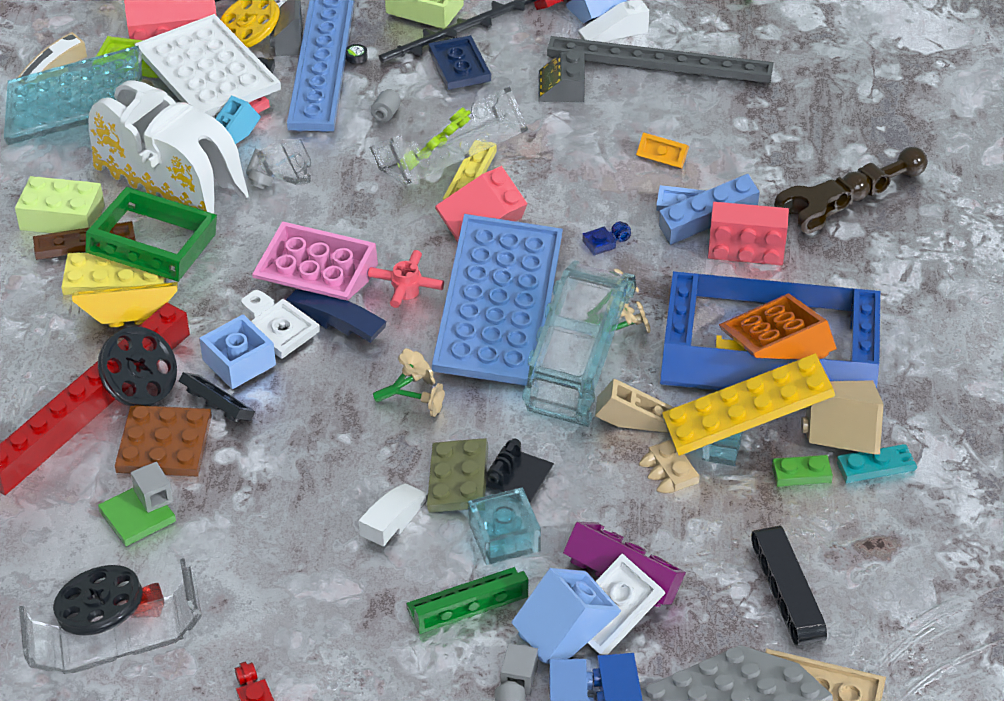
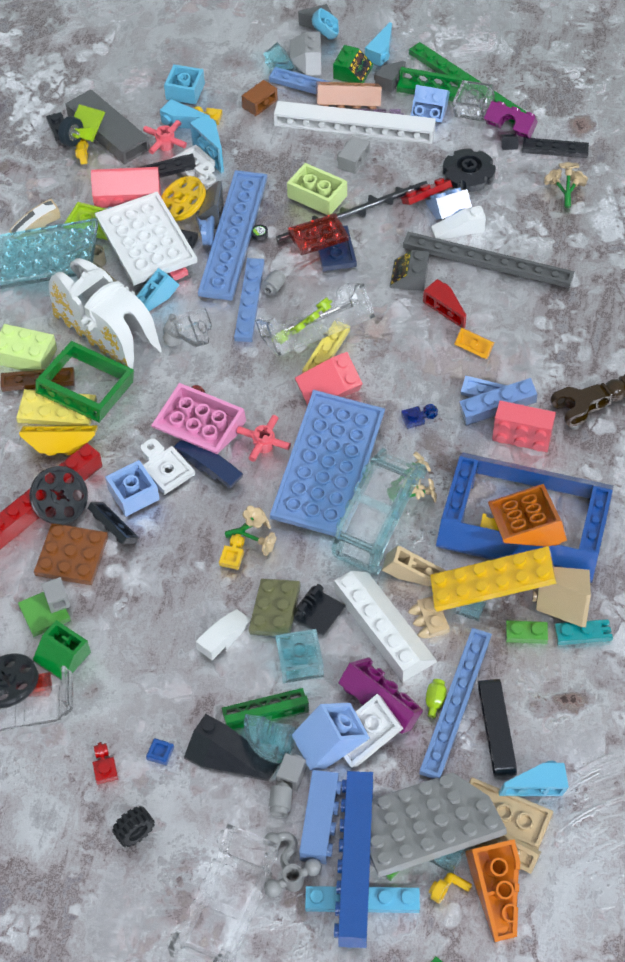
camera: 10 degrees right, 10 degrees up
(162, 548) = (60, 648): none -> green slope
(286, 53) = (206, 229): none -> medium blue piece
(329, 667) = (160, 751): none -> blue tile
(356, 129) = (249, 300): none -> medium blue plate
(388, 419) = (232, 556): none -> yellow plate
(418, 650) = (223, 749): none -> black wedge
(435, 45) = (318, 234): none -> clear red plate
(480, 629) = (268, 738): none -> clear light blue brick
(608, 481) = (383, 624): none -> white slope
(615, 108) = (443, 300): none -> red slope
(697, 557) = (435, 696): none -> lime plant
(726, 565) = (455, 704): none -> medium blue plate
(861, 640) = (542, 780): none -> medium azure slope

